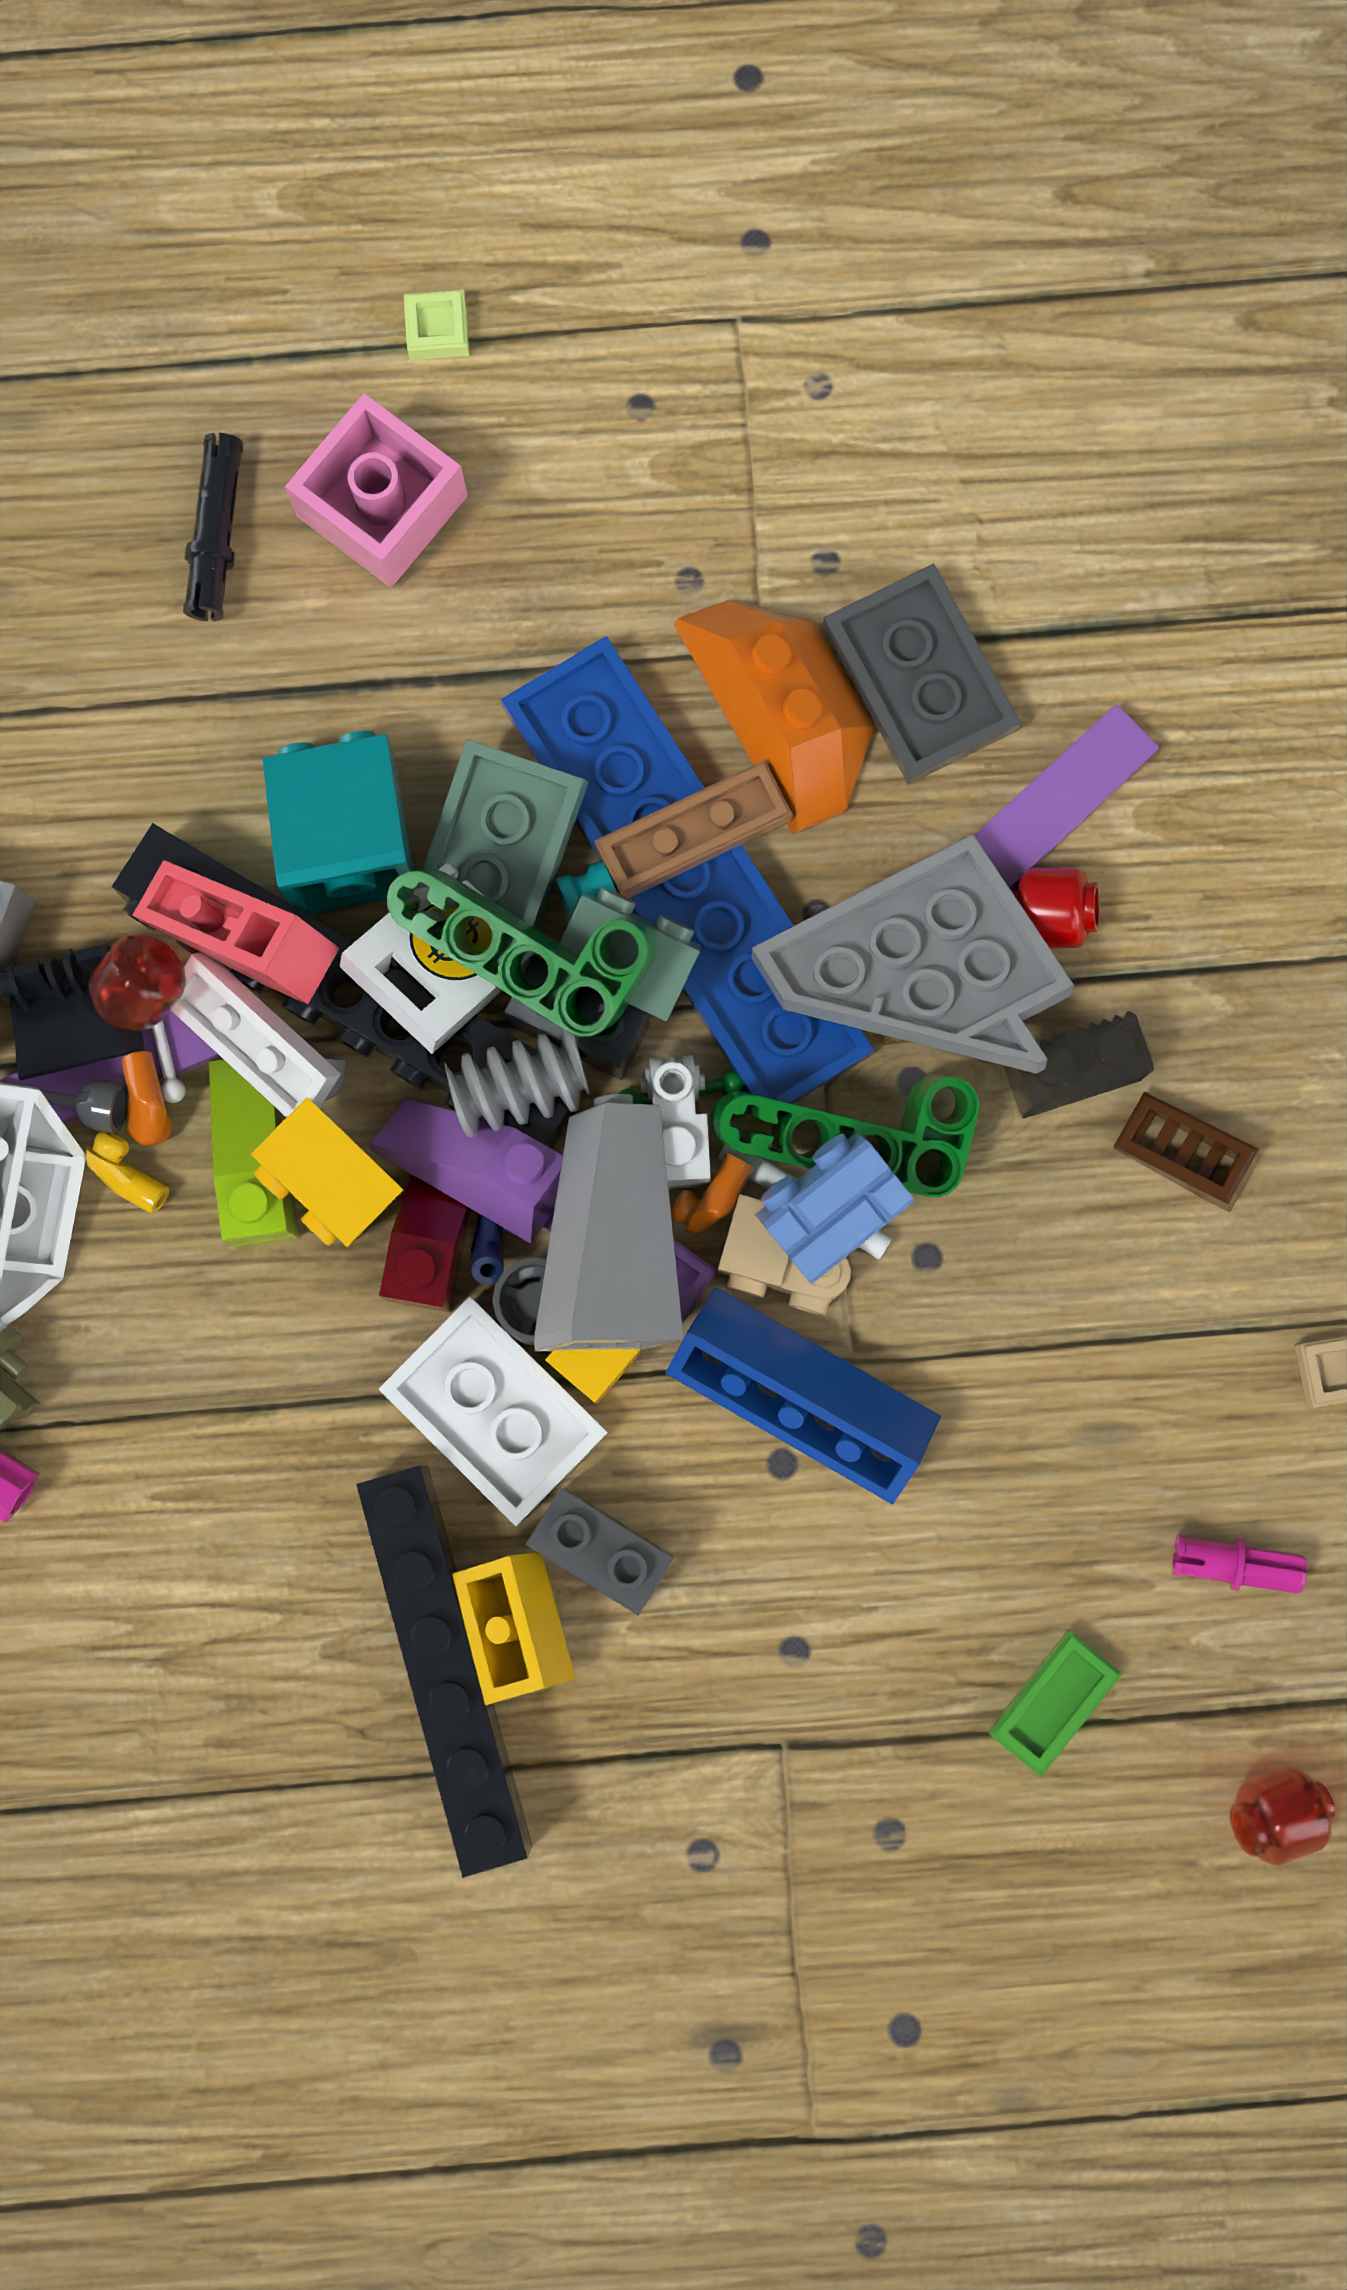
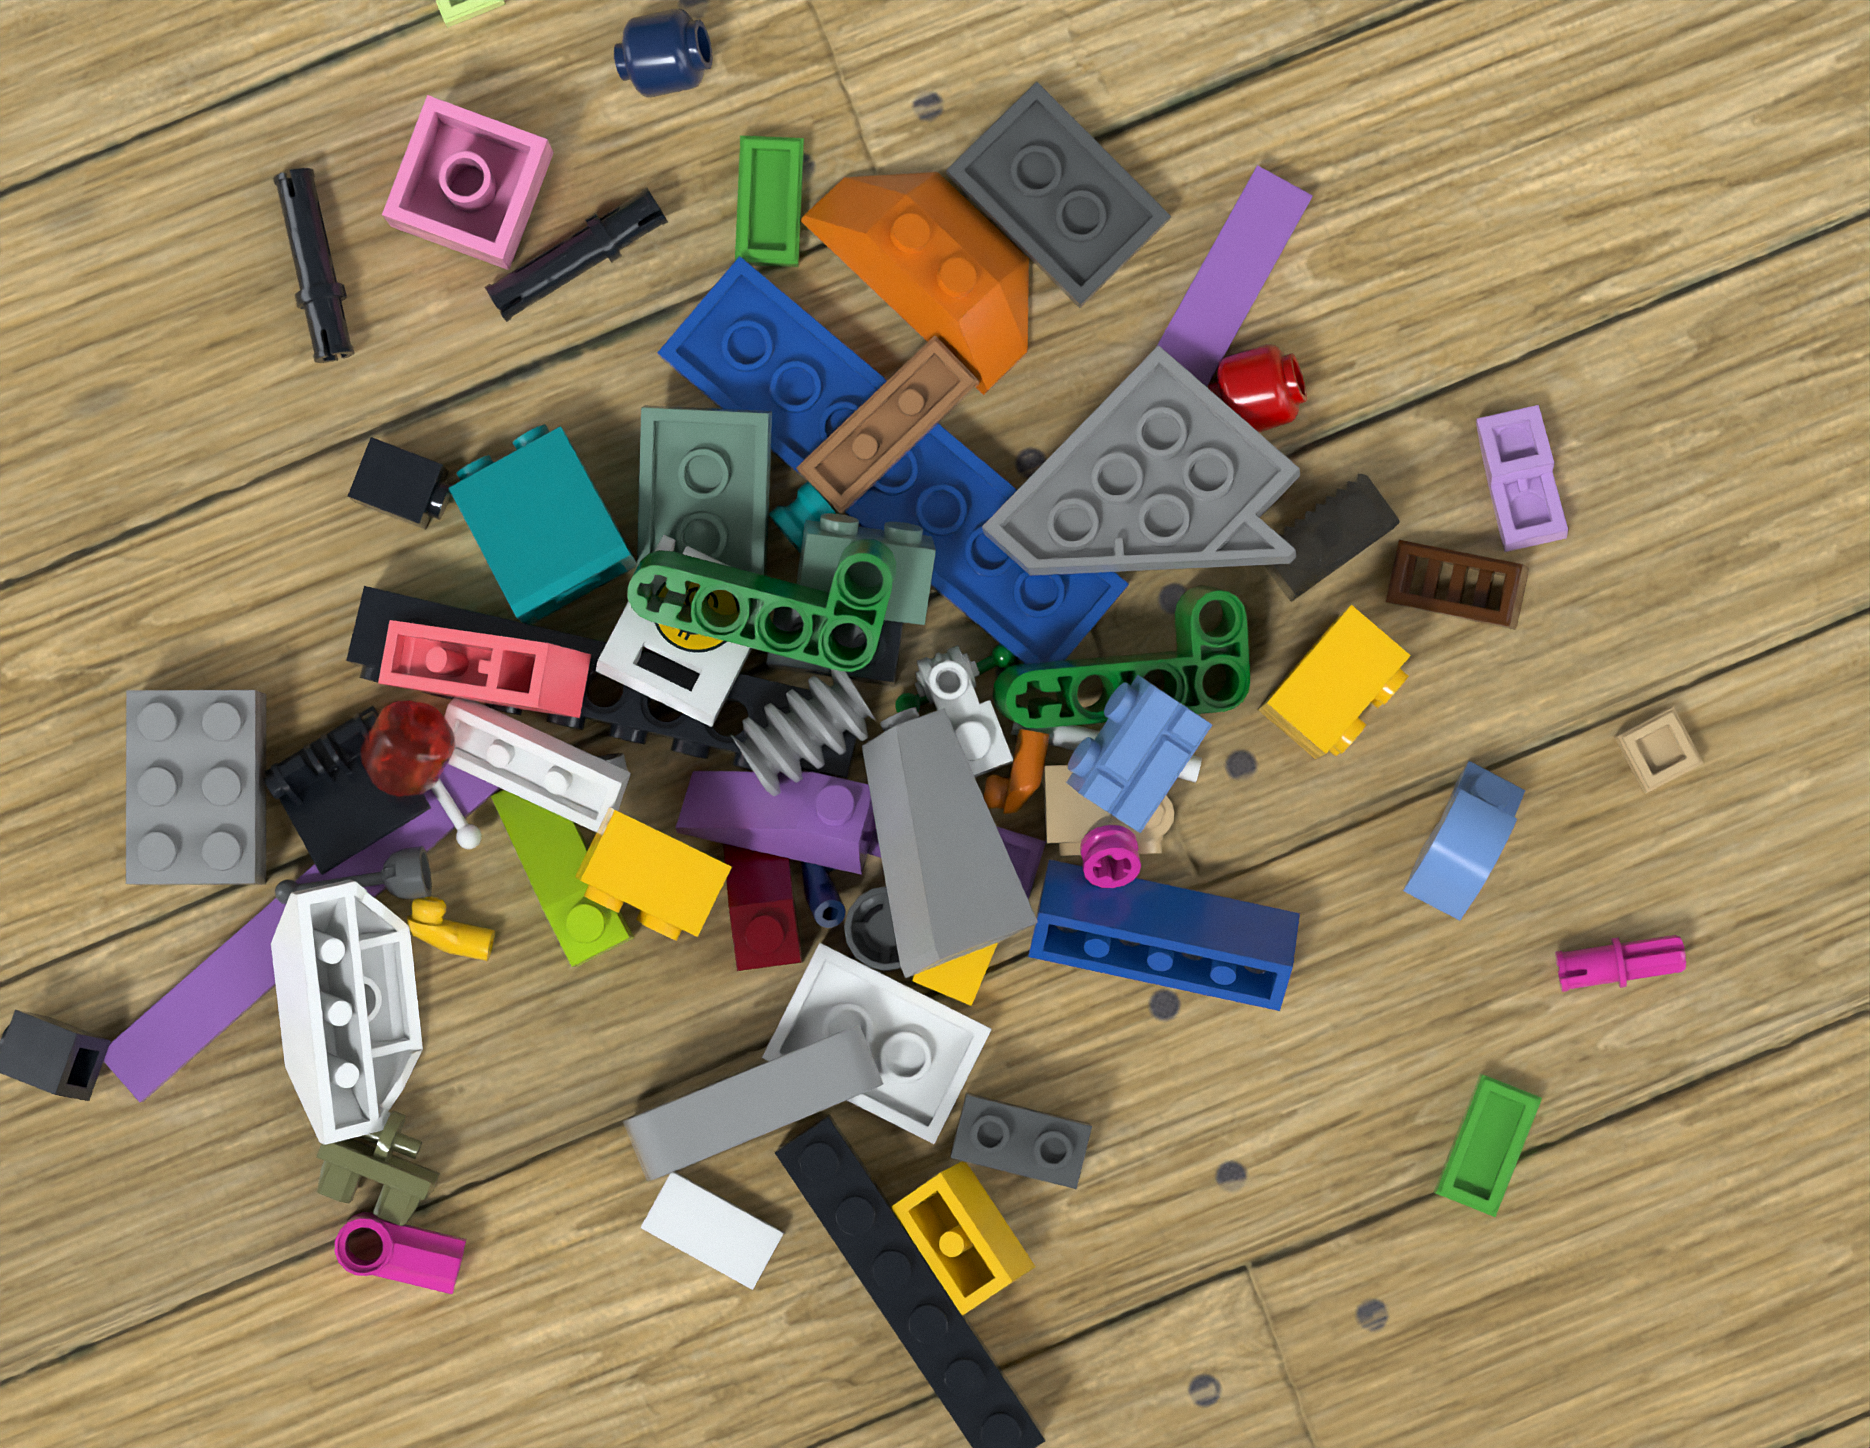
camera: 20 degrees left, 5 degrees up
(146, 1111) = (450, 863): orange arm -> none
(221, 745) = (401, 484): none -> black brick
(277, 1541) = (712, 1230): none -> white tile
(352, 1428) = (753, 1103): none -> light grey beam
(457, 590) = (577, 254): none -> black pin
(597, 434) = (663, 52): none -> dark blue head
(652, 599) = (769, 200): none -> bright green tile
(759, 1305) = (1112, 841): none -> dark pink bush
(1041, 1202) = (1335, 683): none -> yellow brick
(1123, 1399) = (1465, 841): none -> medium blue brick
(1278, 1071) = (1521, 478): none -> lavender slope
(1282, 1816) = (1727, 1180): clear red head -> none

